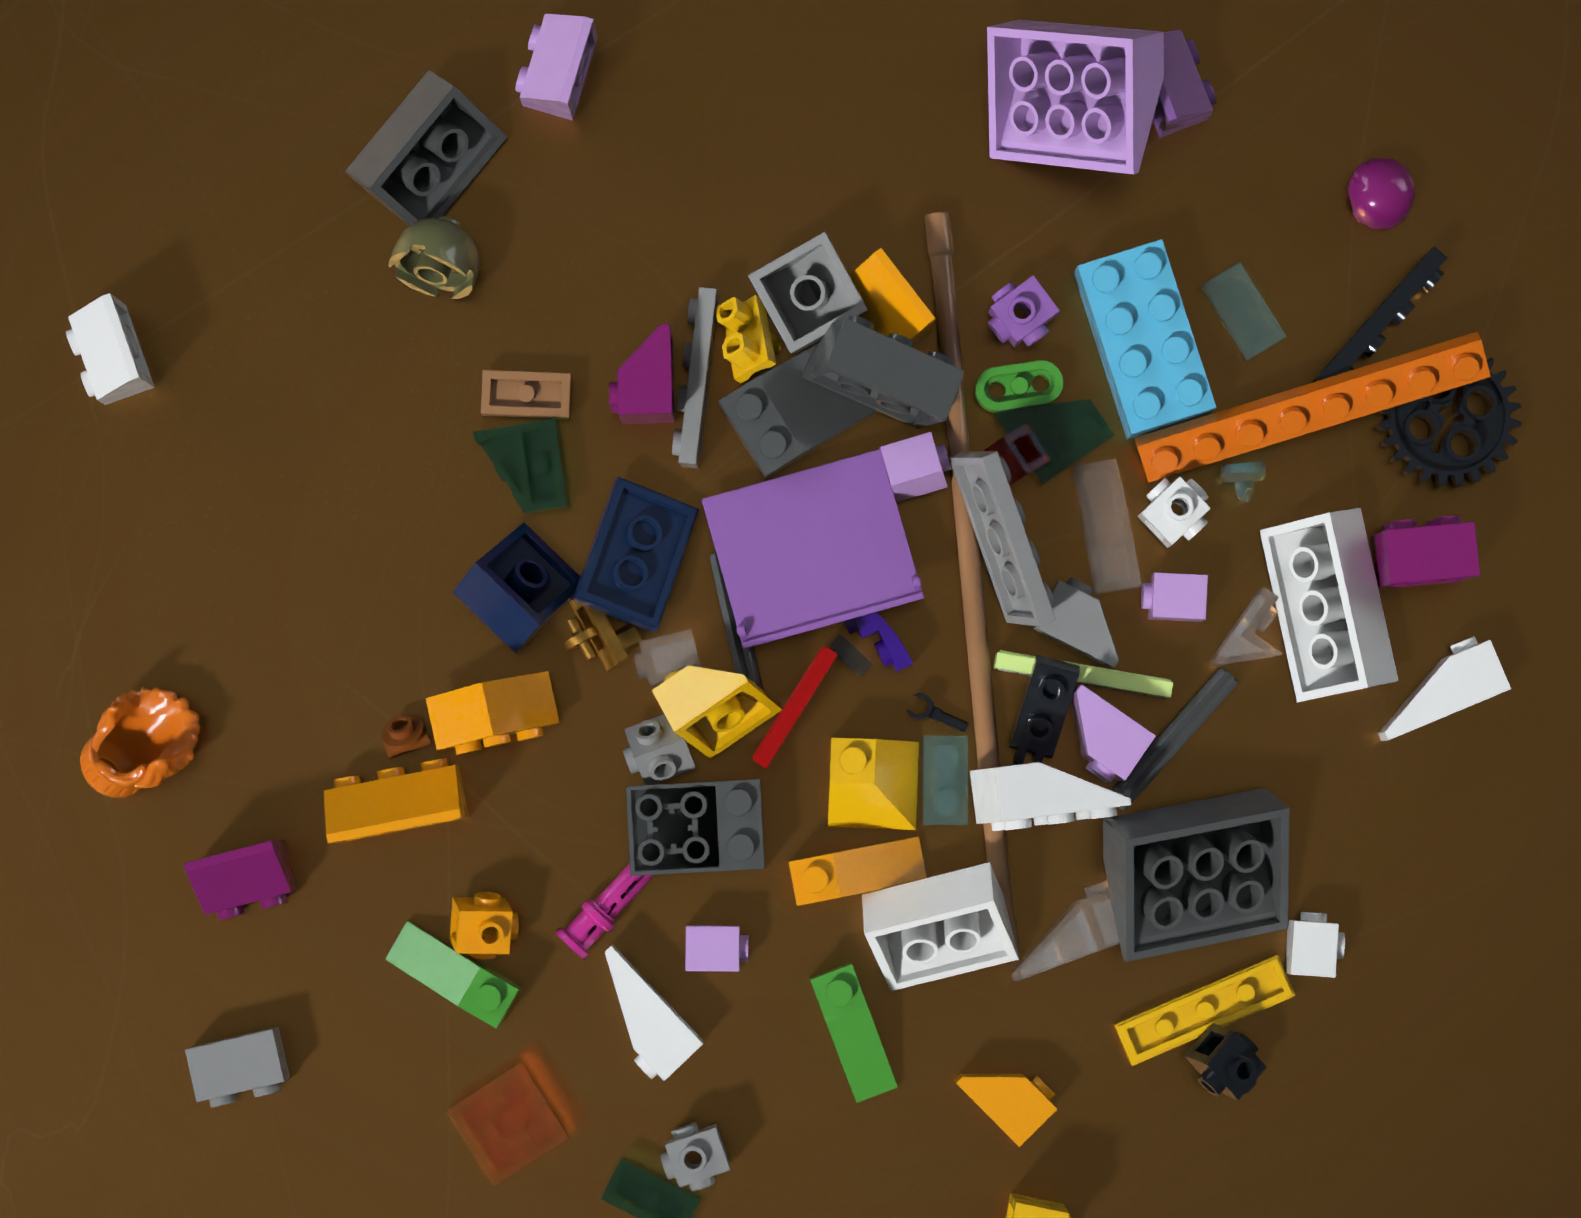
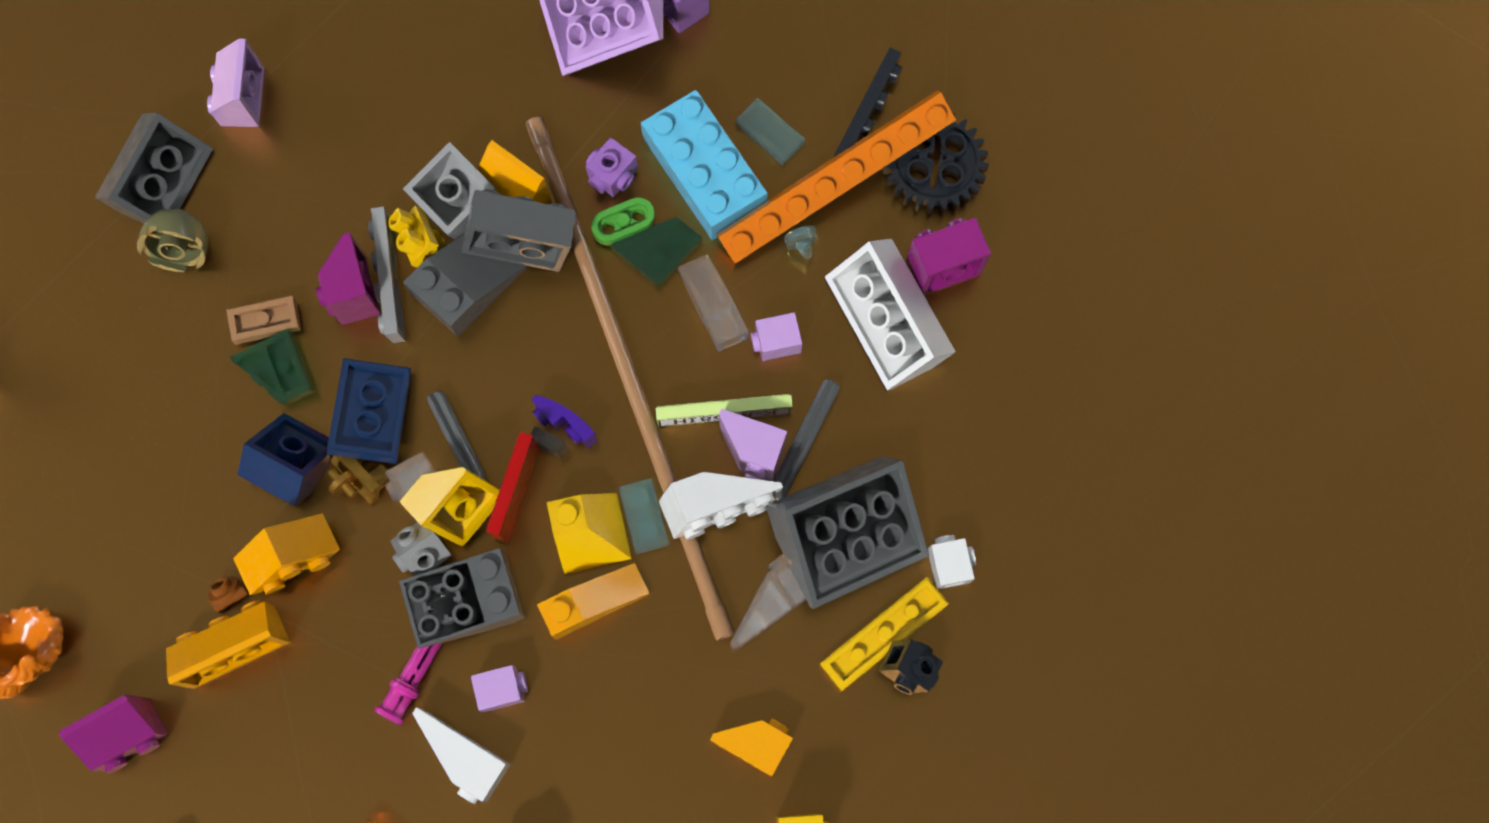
camera: 15 degrees left, 10 degrees down
(454, 975) = (303, 766): bright green slope -> none
(482, 925) = (317, 732): light orange brick -> none
(812, 549) = (498, 371): medium lavender container -> none
(853, 1032) = (622, 723): bright green slope -> none
(915, 466) = (561, 294): lavender brick -> none
(938, 715) = (623, 469): black hand -> none
(939, 926) = (665, 624): white slope -> none
(1002, 537) = (635, 321): light grey plate -> none
(1021, 453) = (629, 271): clear red brick -> none
(1043, 709) = (701, 437): black hinge -> none
(1080, 623) = (709, 374): light grey slope -> none
(1164, 522) = (758, 275): white brick -> none
(1241, 642) = (837, 357): clear slope -> none
(1381, 193) = (843, 28): magenta hair -> none
(1452, 685) = (1000, 342): white slope -> none

